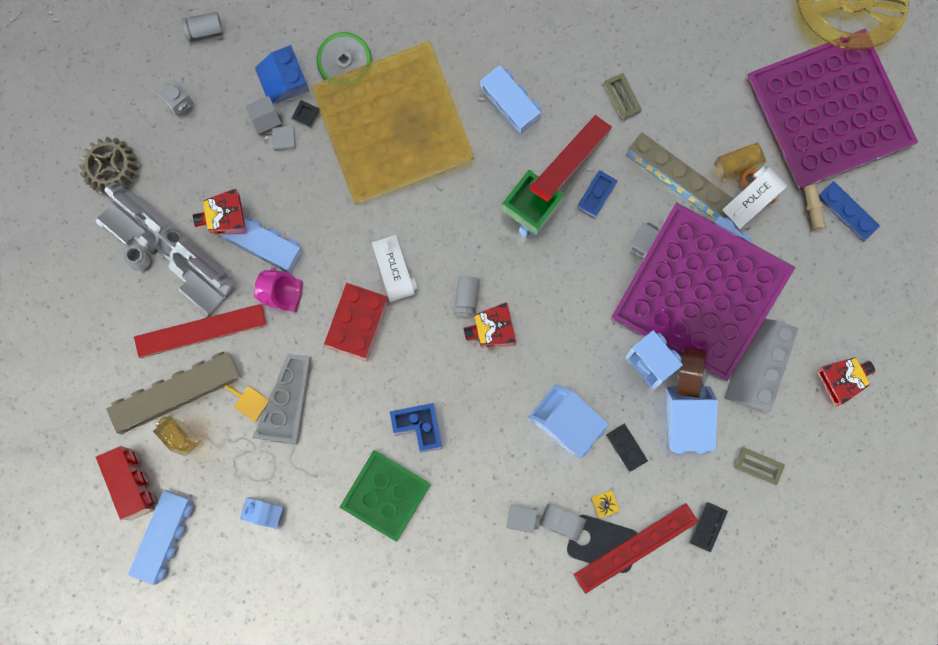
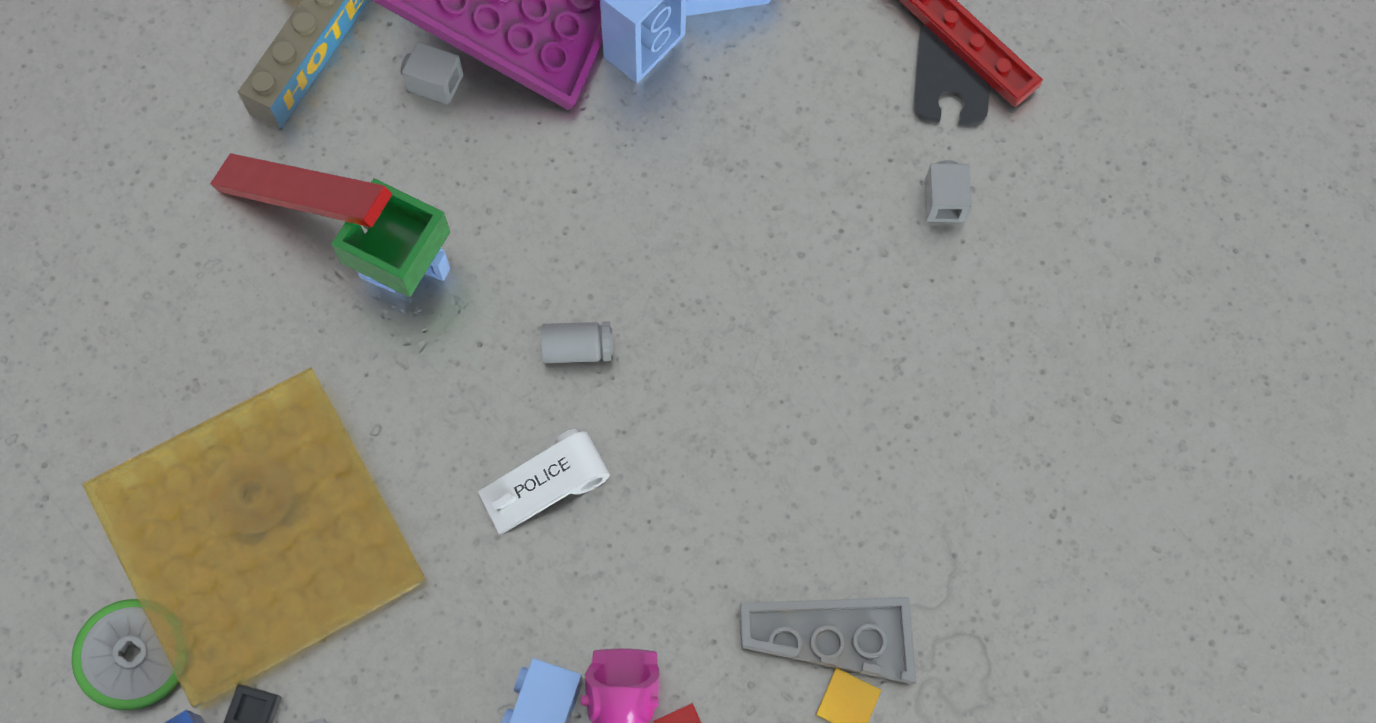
camera: 105 degrees left, 10 degrees down
(261, 513) = (1053, 635): light blue brick -> none
(356, 322) = (658, 526): red brick -> none
(385, 495) = (963, 422): green plate -> none
(421, 420) = (821, 377): blue brick -> none
(492, 328) = (626, 289): torso -> none
(510, 99) = (191, 326): light blue brick -> none
(562, 522) = (936, 128): light grey axle -> none
(568, 420) = (764, 145): light blue slope -> none
(597, 193) = (356, 157): blue plate -> none
(605, 504) = (889, 76): yellow tile -> none
(626, 448) = (790, 58): black plate -> none
(630, 112) = (174, 151): olive tile -> none

